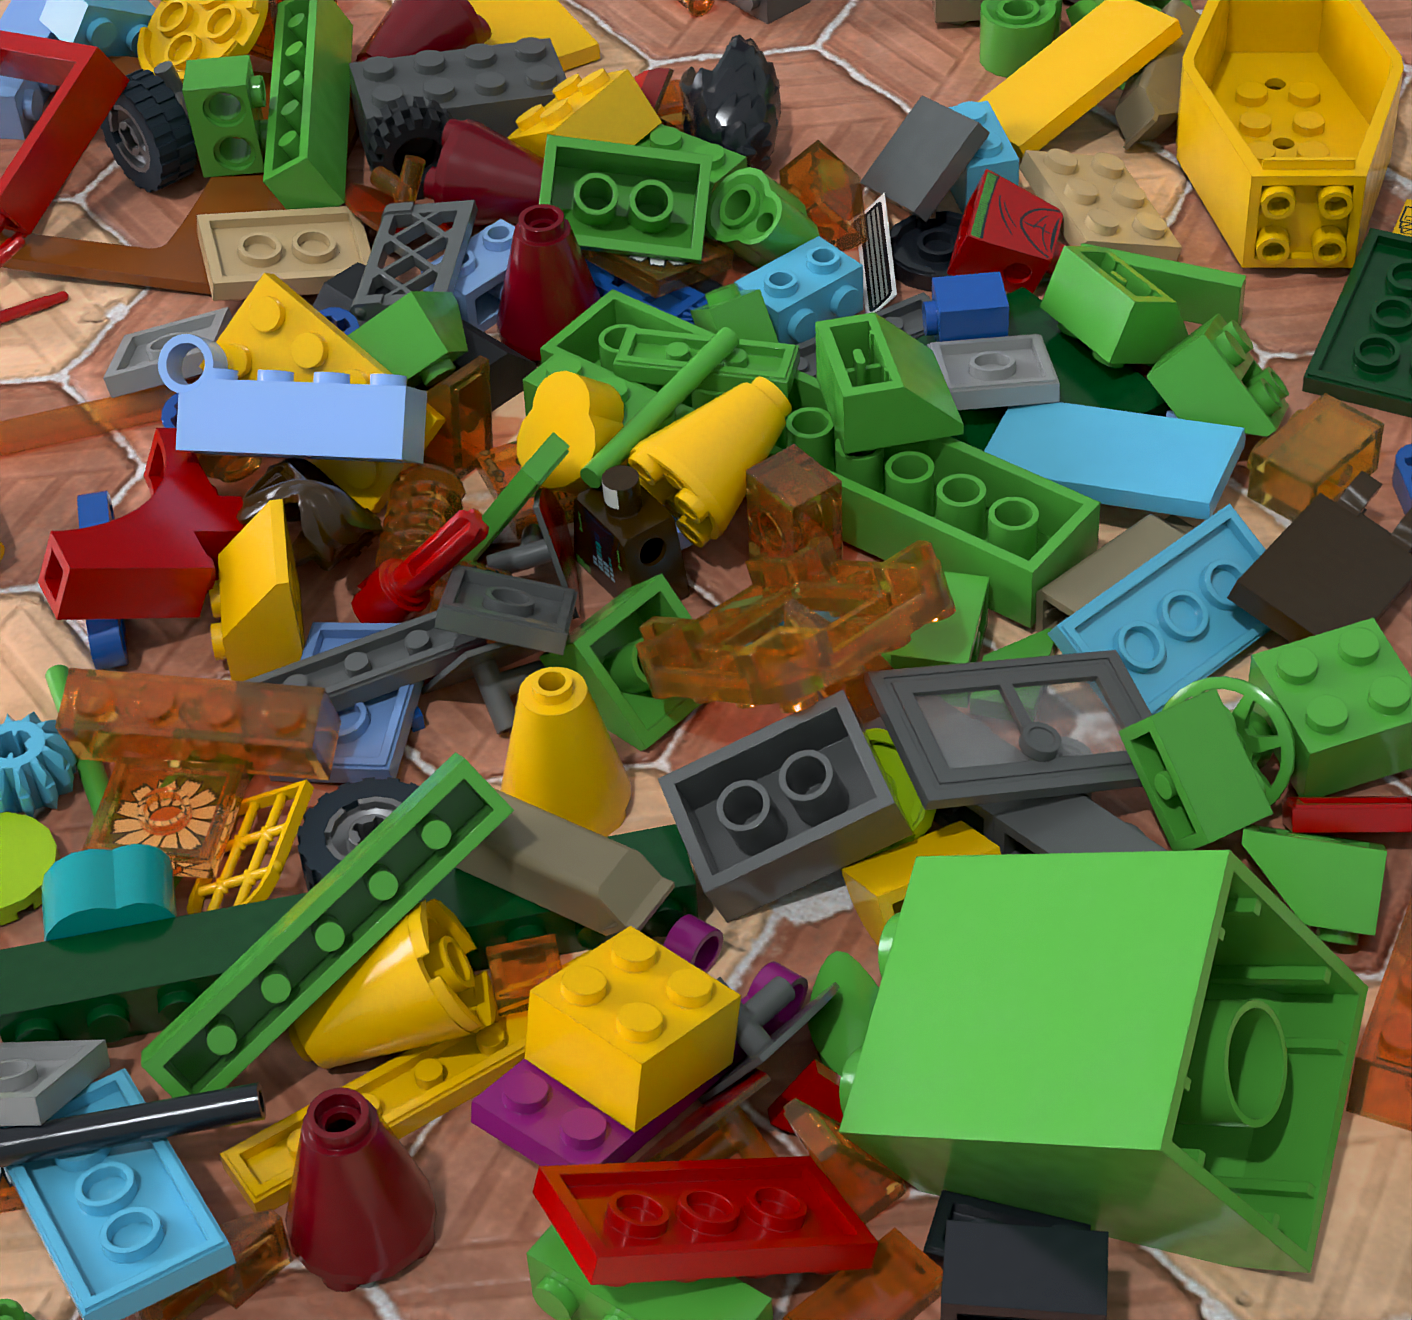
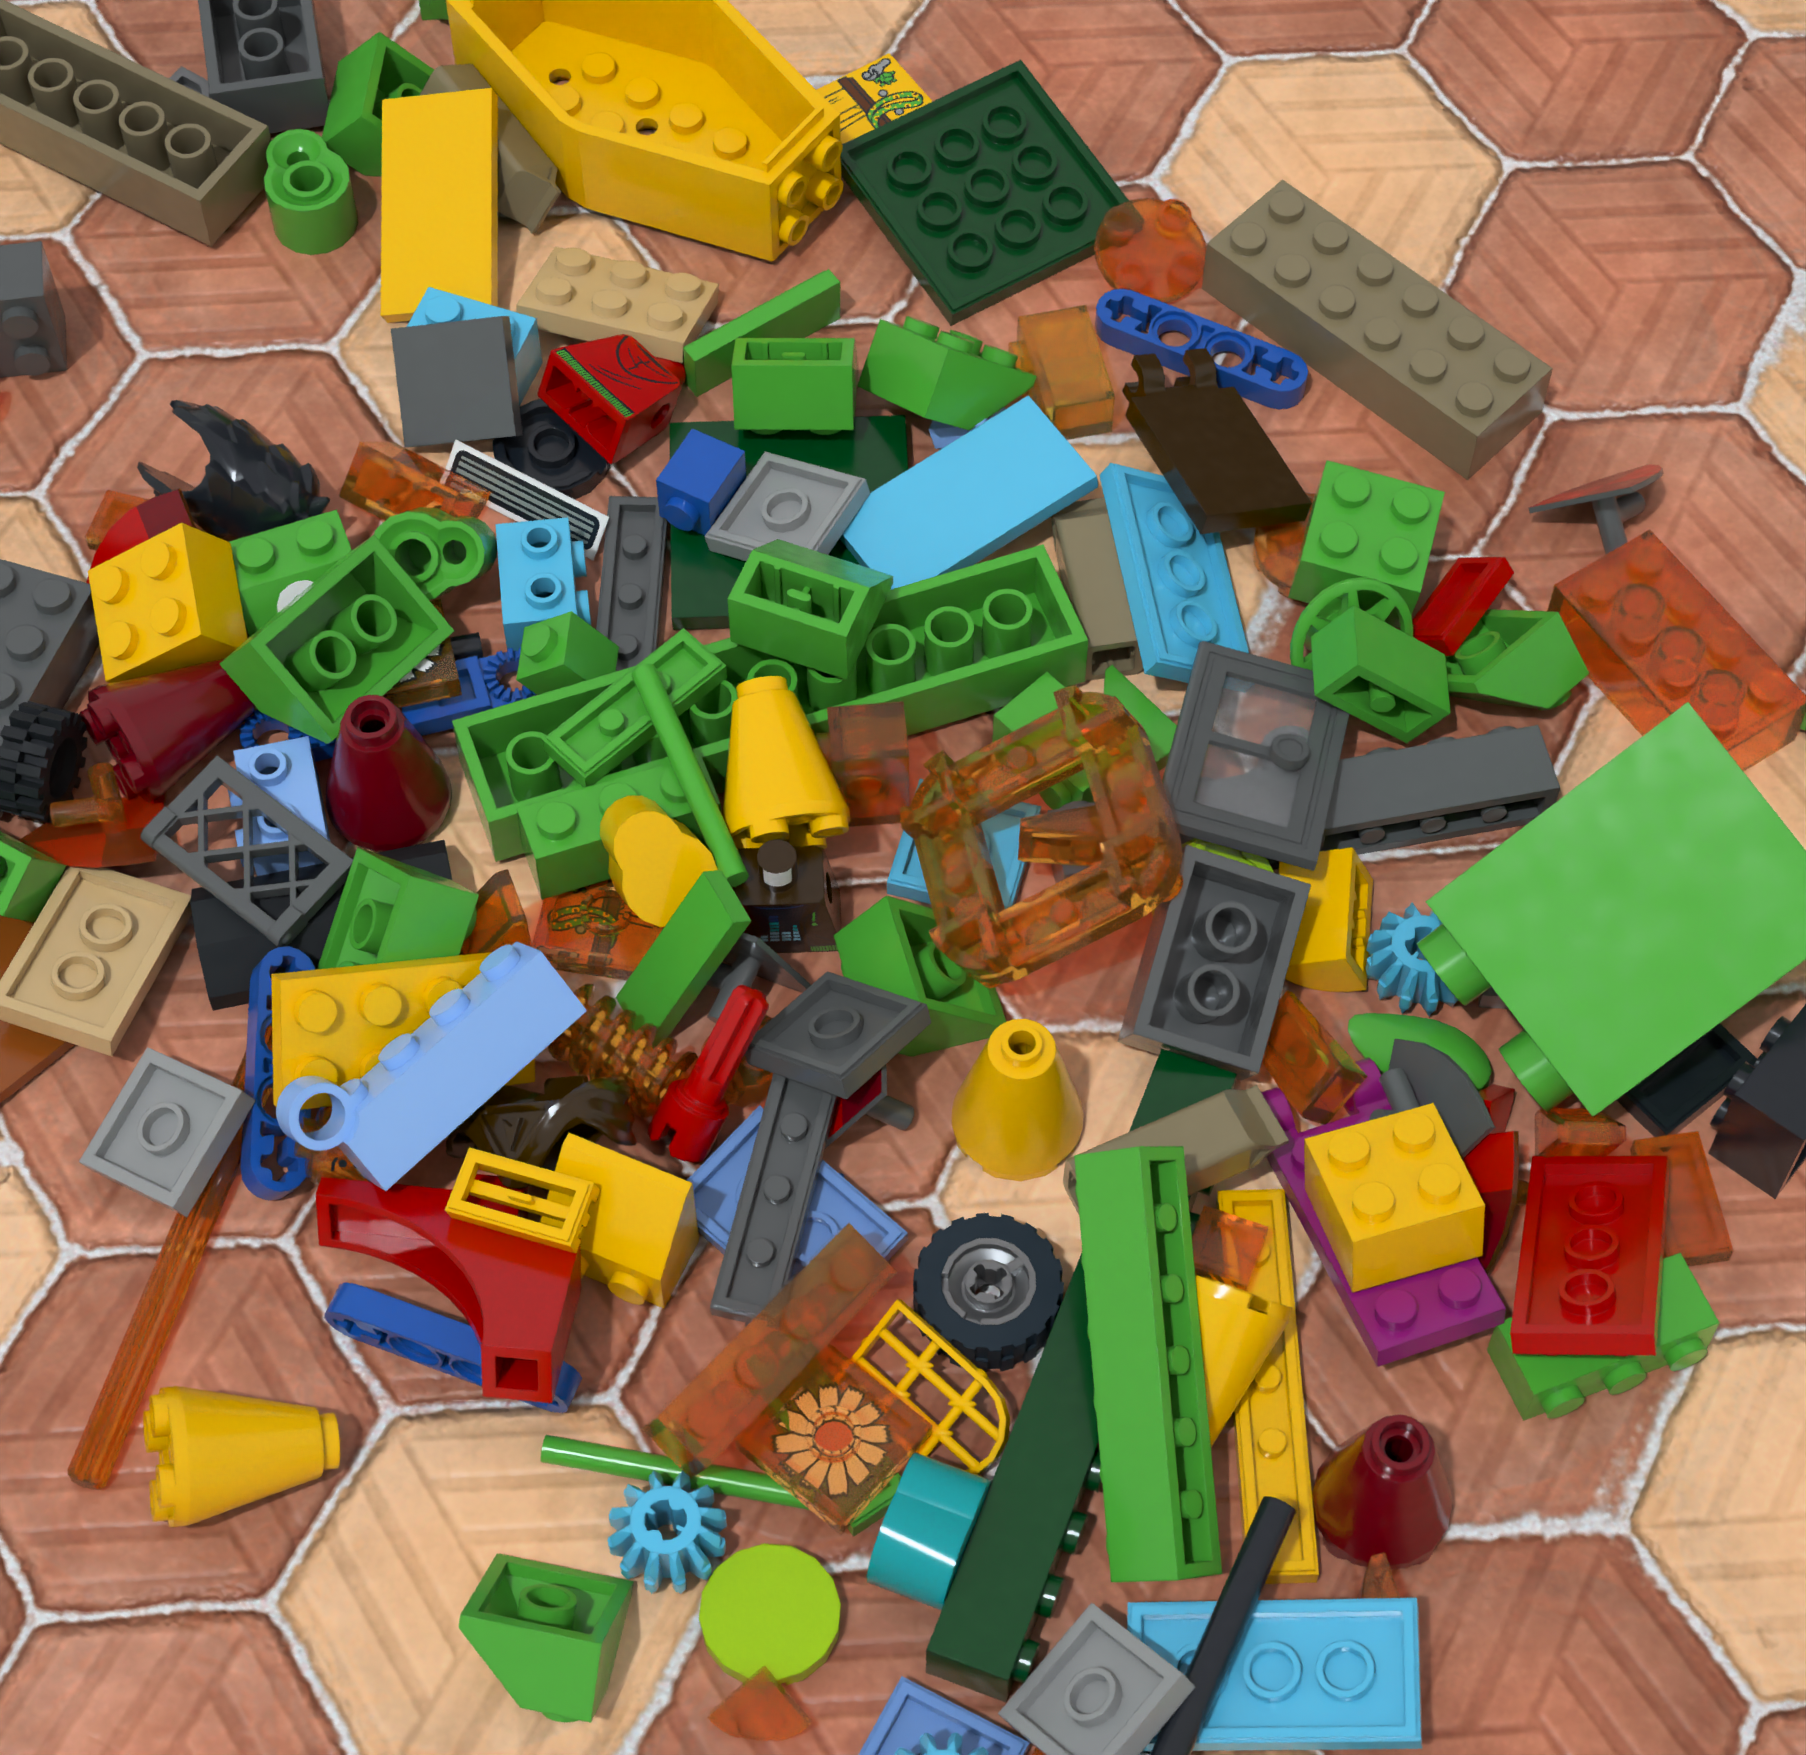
camera: 60 degrees left, 15 degrees up
(220, 536) = (572, 1216): none -> yellow tile
(757, 939) = (1309, 1062): none -> clear orange slope

